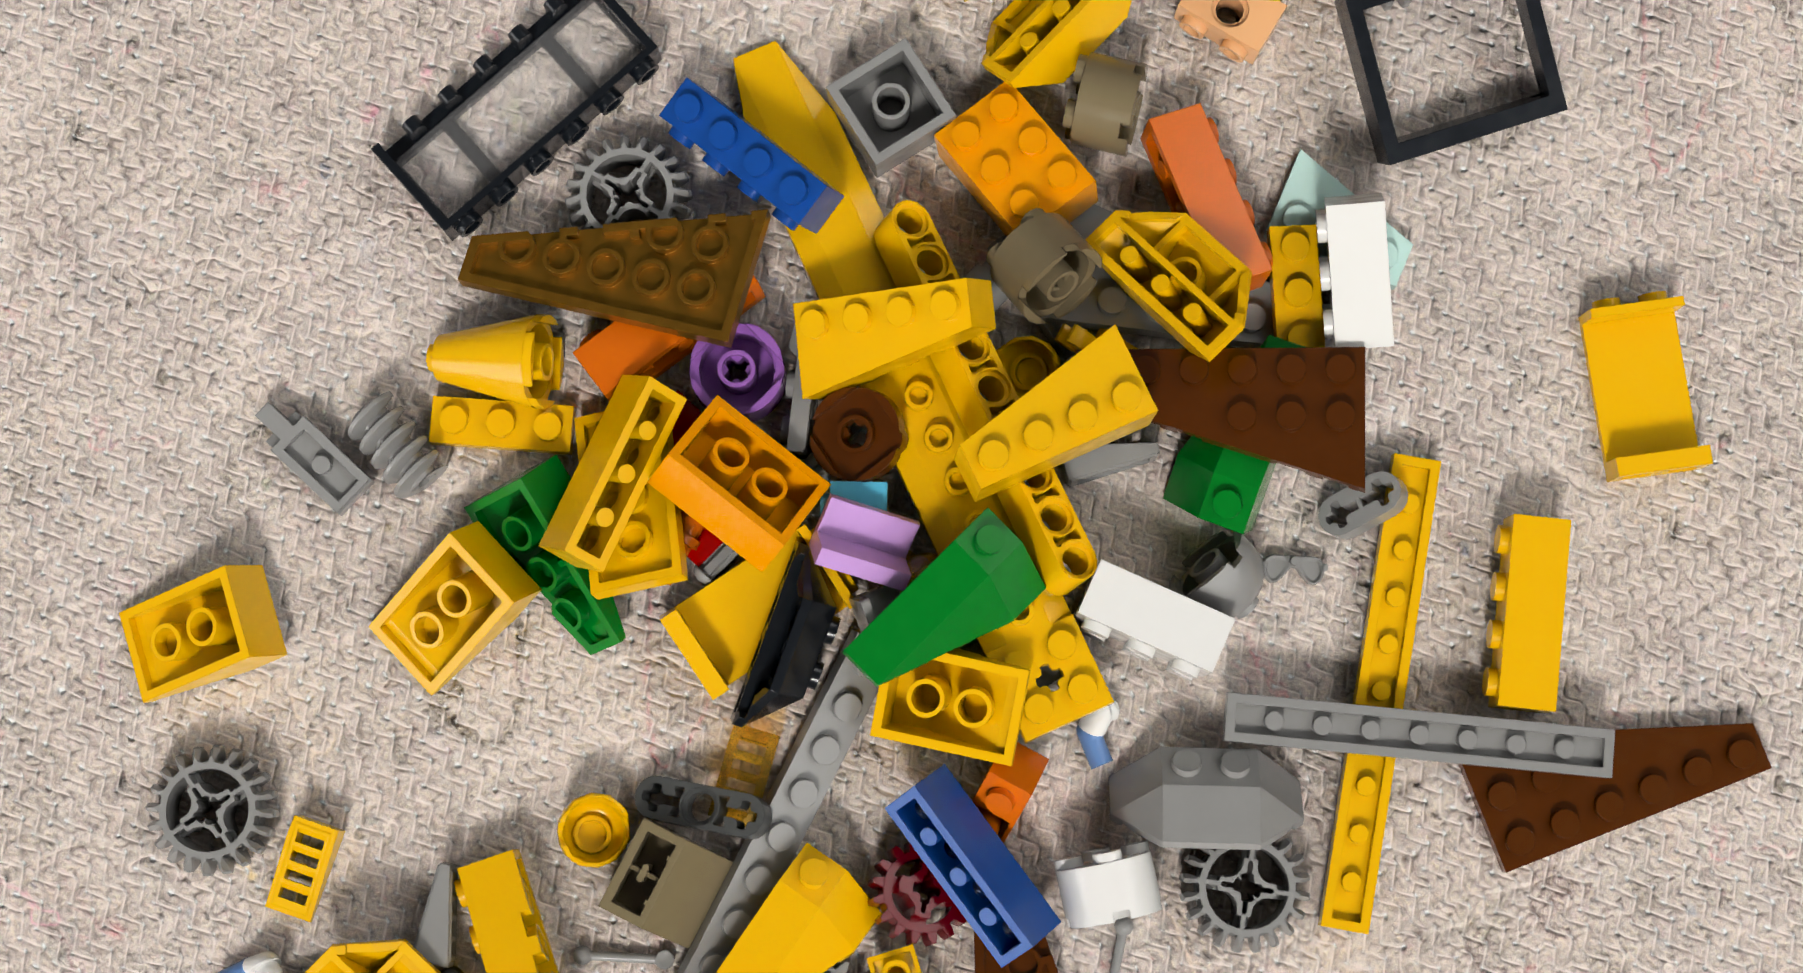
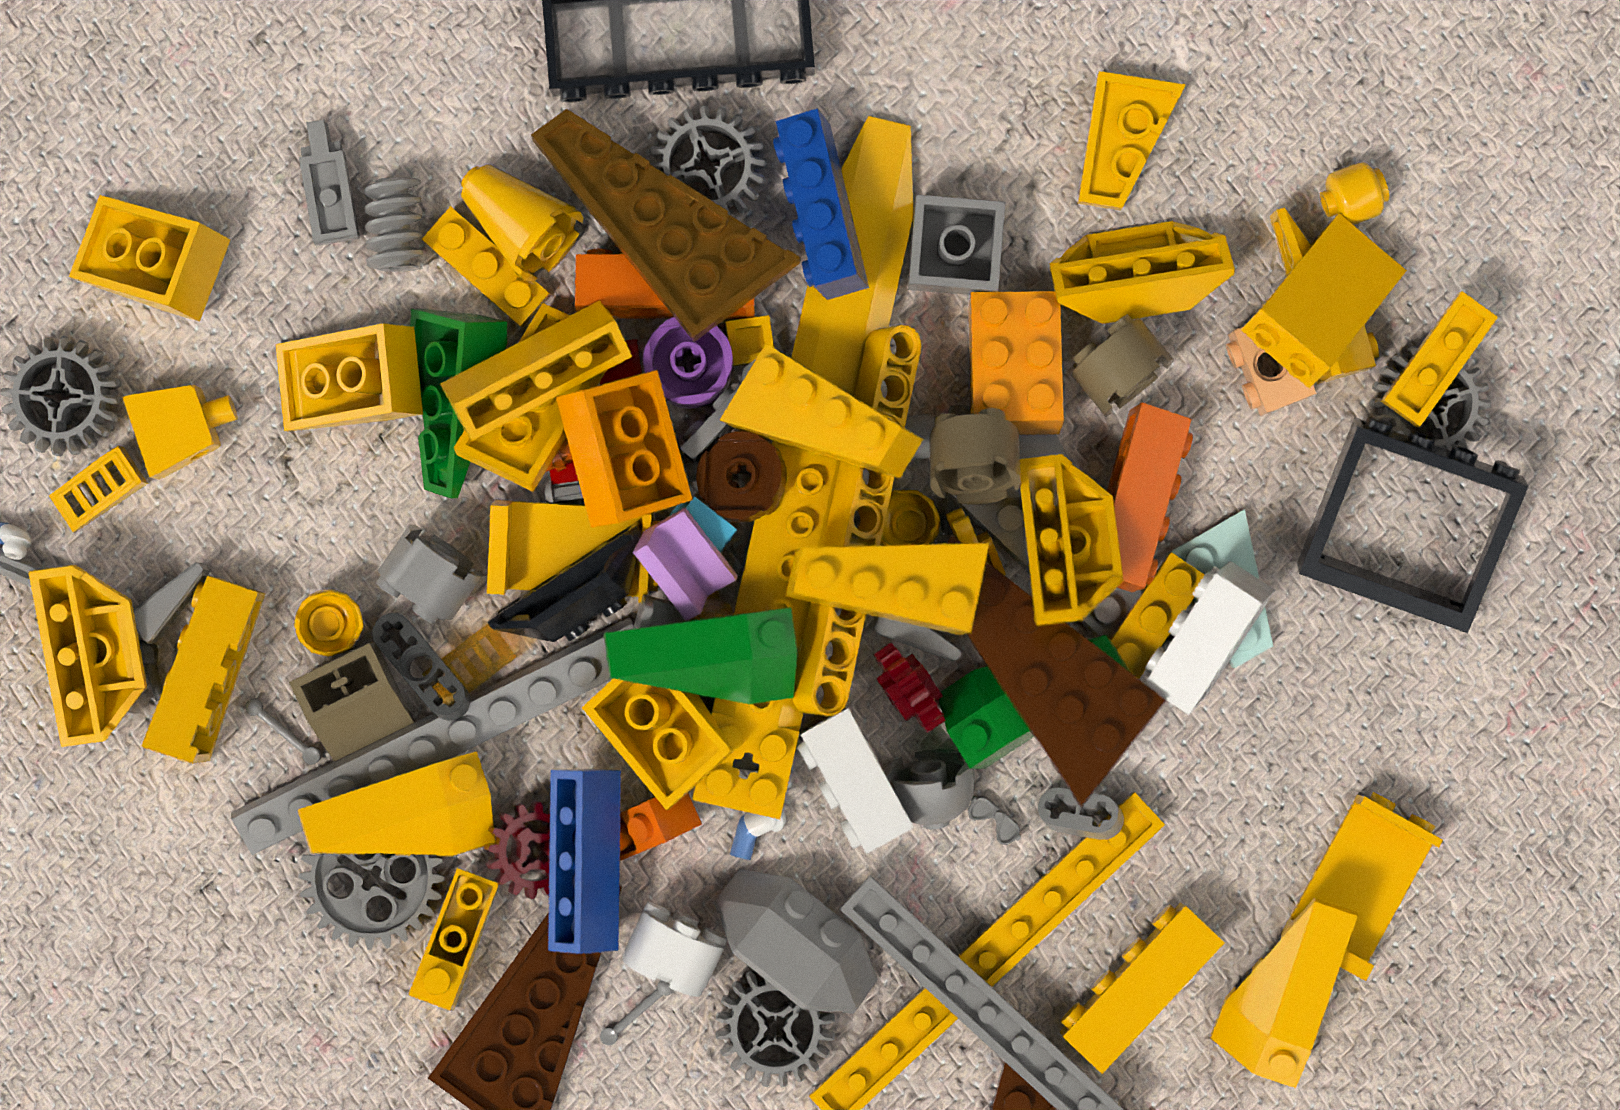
camera: 35 degrees right, 5 degrees up
(334, 760) = (176, 426): none -> yellow torso
(650, 722) = (428, 574): none -> light grey brick
(774, 315) = (748, 338): none -> yellow plate
(1137, 506) = (909, 687): none -> dark red gear
(1659, 537) = (1281, 1003): none -> yellow wedge

